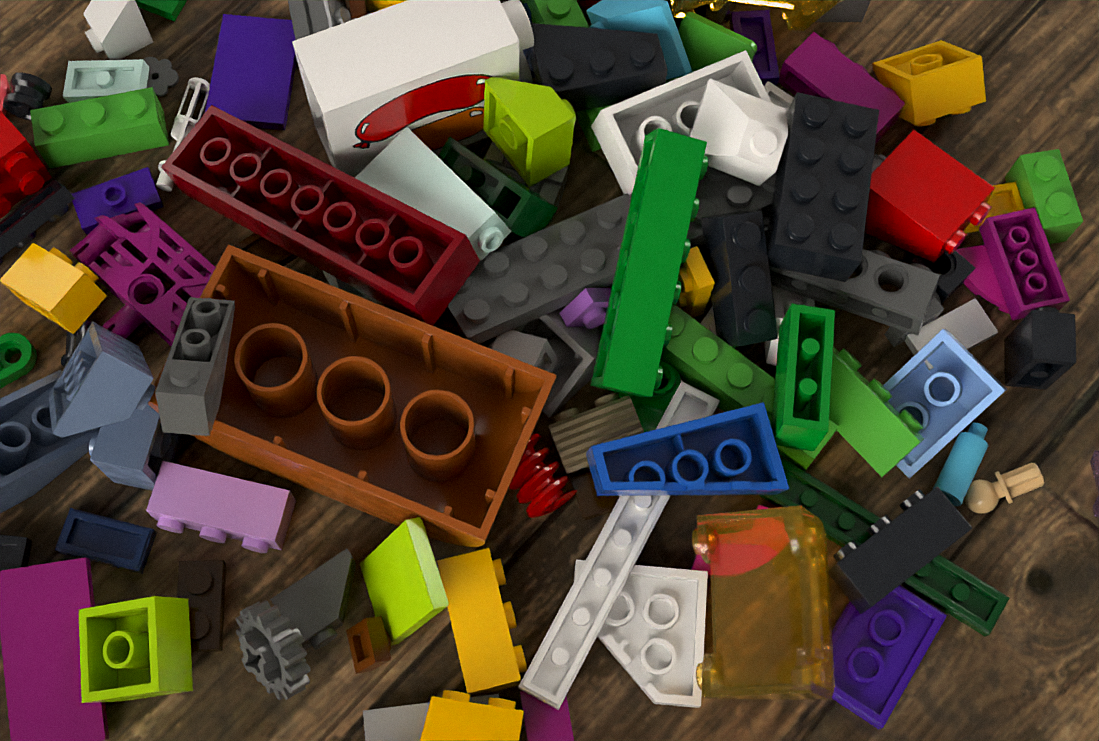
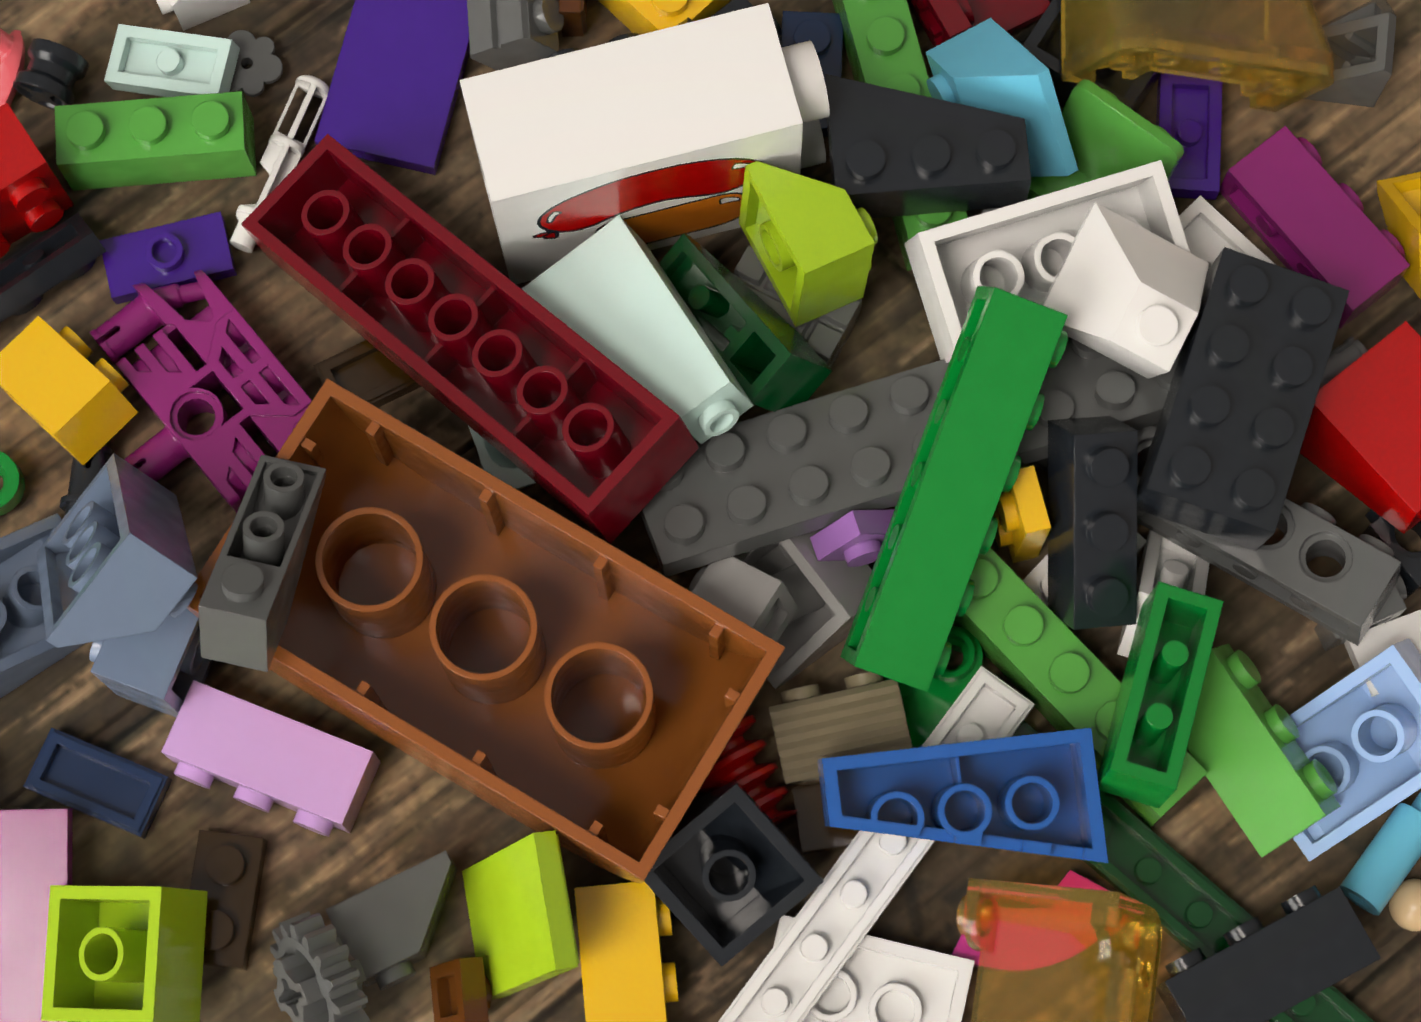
camera: 15 degrees right, 5 degrees up
(539, 533) = (730, 872): none -> black slope

